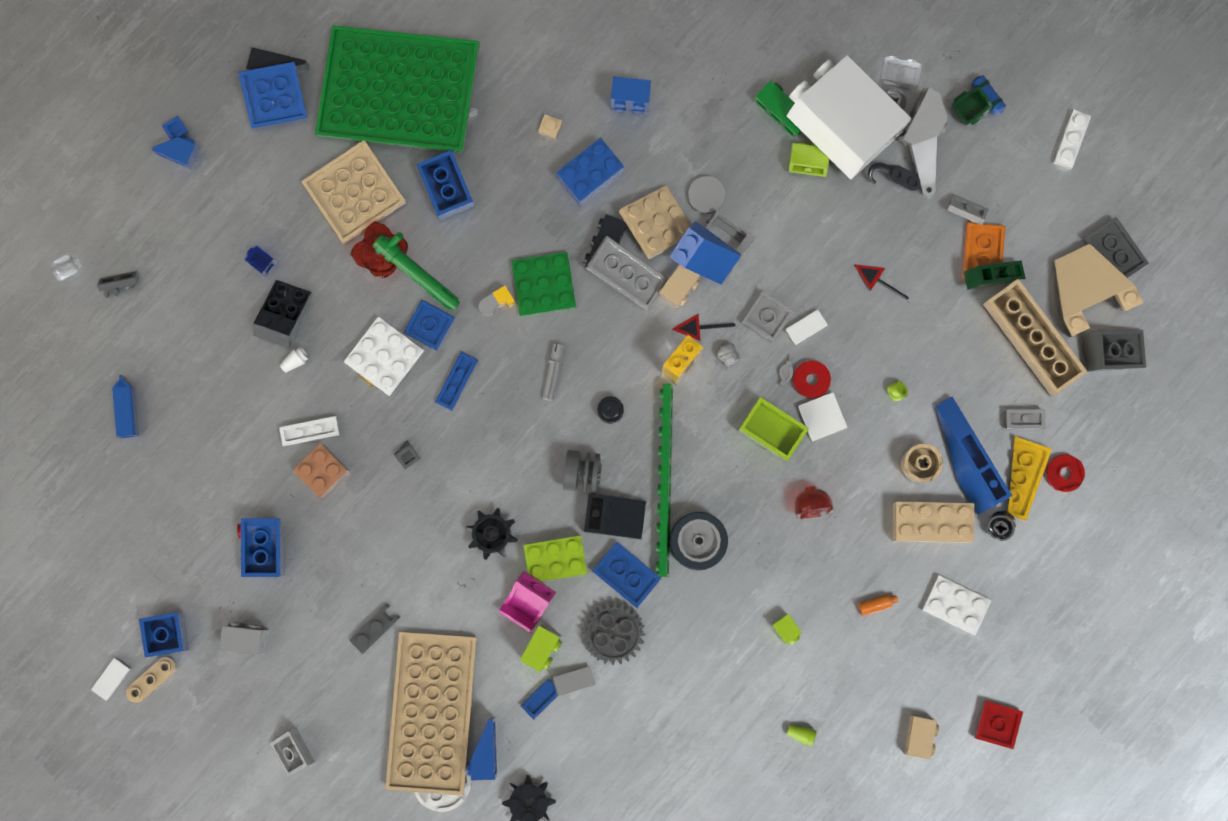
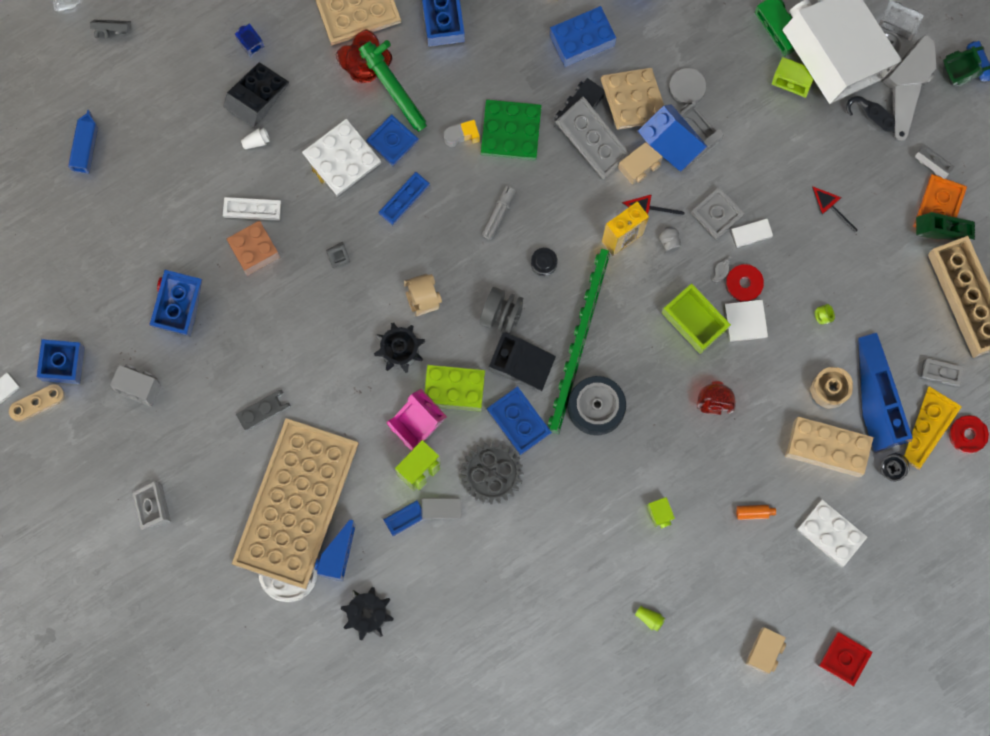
camera: 10 degrees right, 5 degrees down
(499, 475) = (422, 294): none -> tan brick

